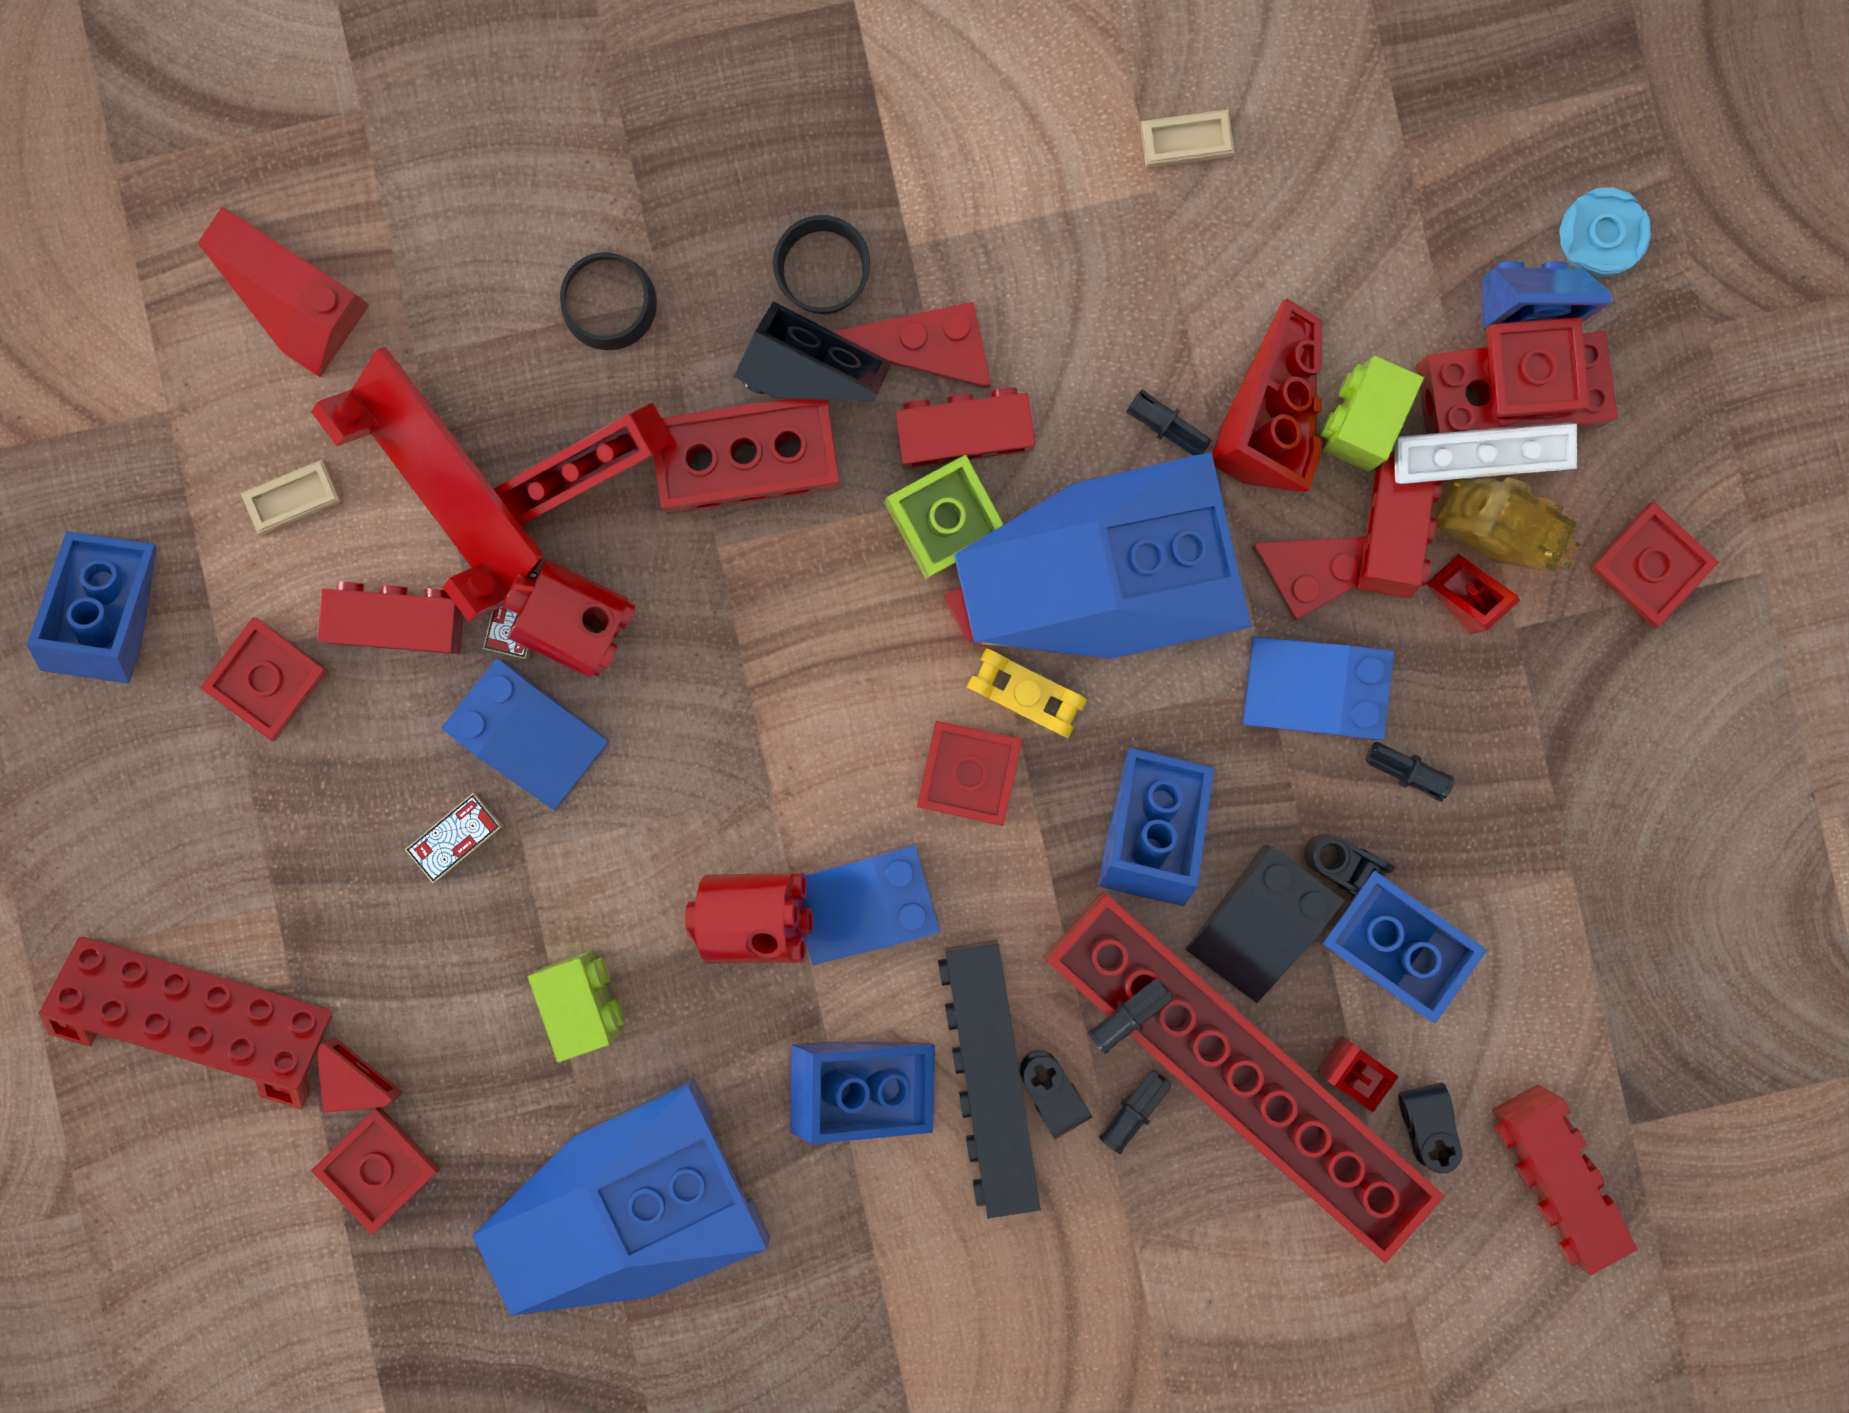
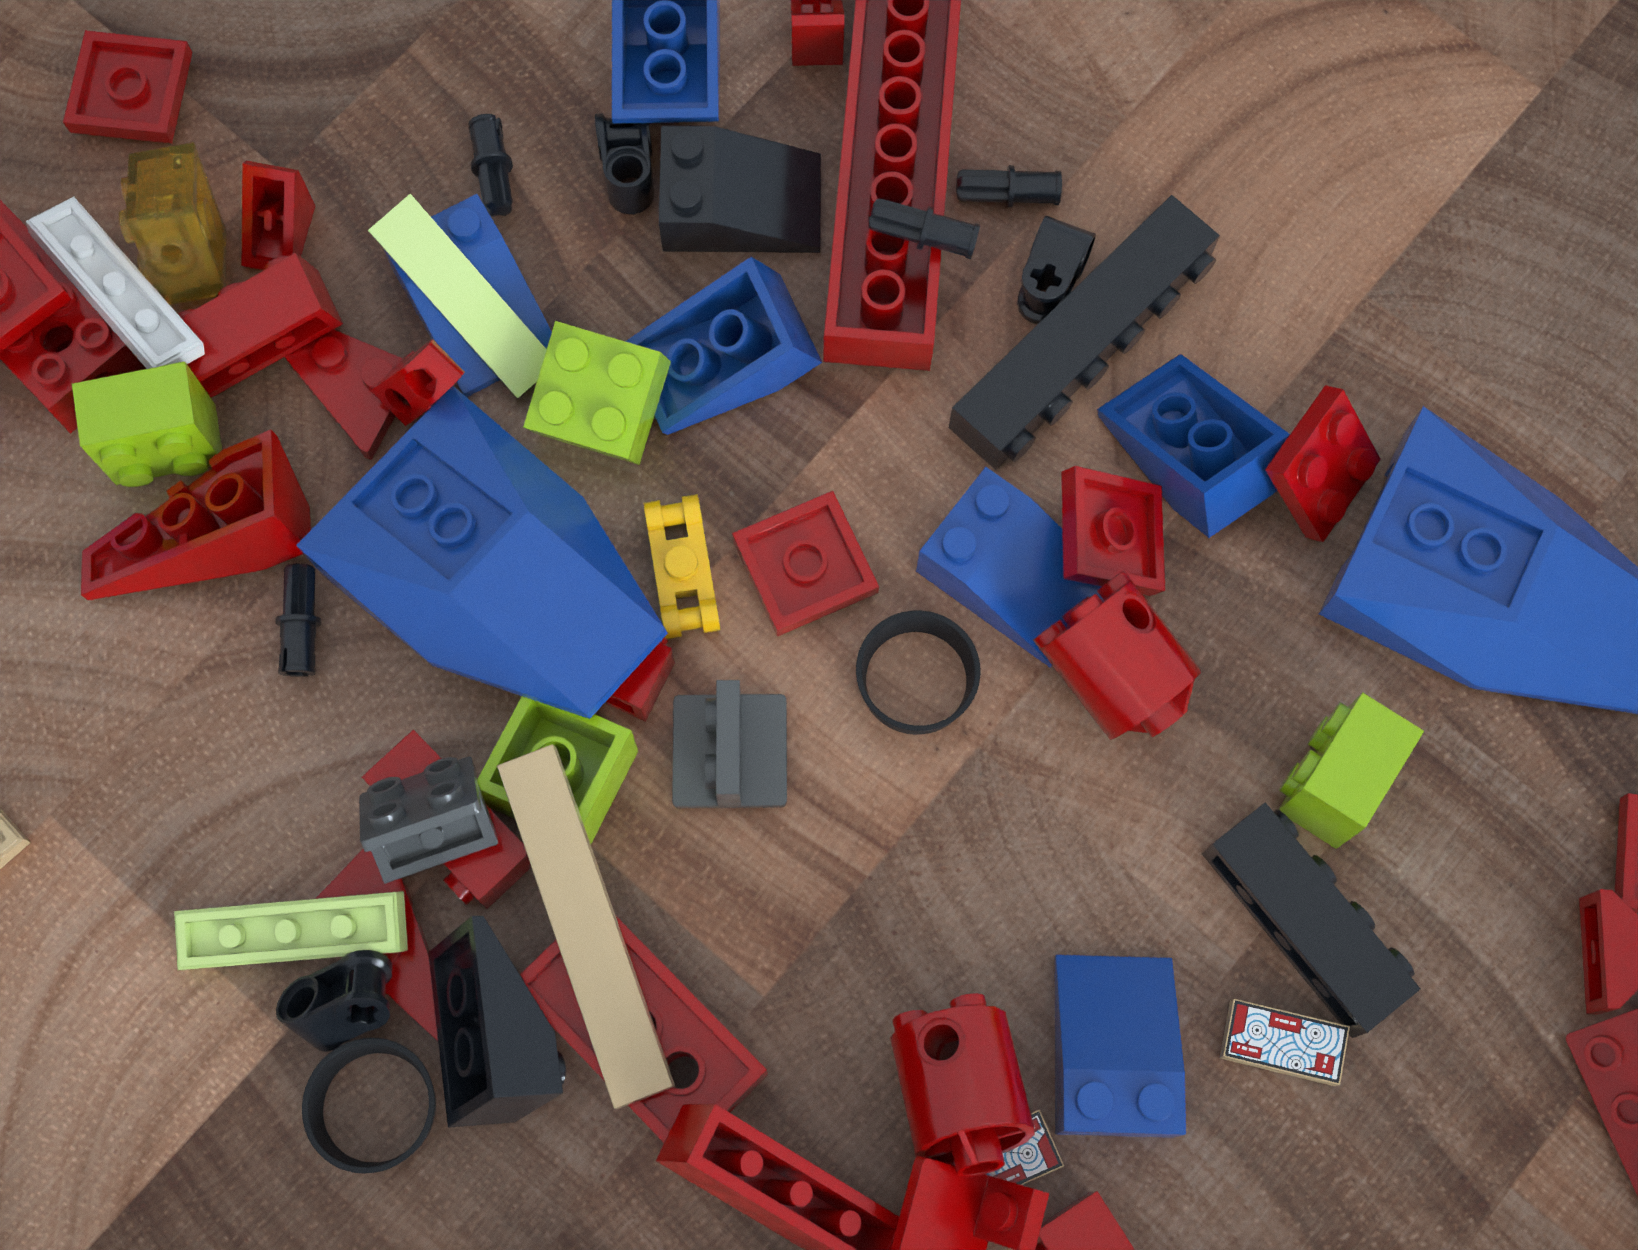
camera: 130 degrees left, 15 degrees down
(510, 911) = (1312, 920): none -> black brick
(781, 1156) = (1323, 463): none -> red plate
(803, 807) = (928, 623): none -> black tyre
(826, 460) = (585, 927): none -> tan tile
(840, 984) = (1112, 528): none -> red plate
(882, 635) = (729, 749): none -> dark grey bracket
(897, 286) = (338, 1000): none -> black piece
(964, 287) = (290, 930): none -> yellowish green tile
(967, 411) = (425, 818): none -> dark grey bracket
(1181, 719) = (597, 392): none -> lime brick
(1272, 607) = (420, 379): none -> red leg
(1314, 678) = (461, 294): none -> yellowish green tile

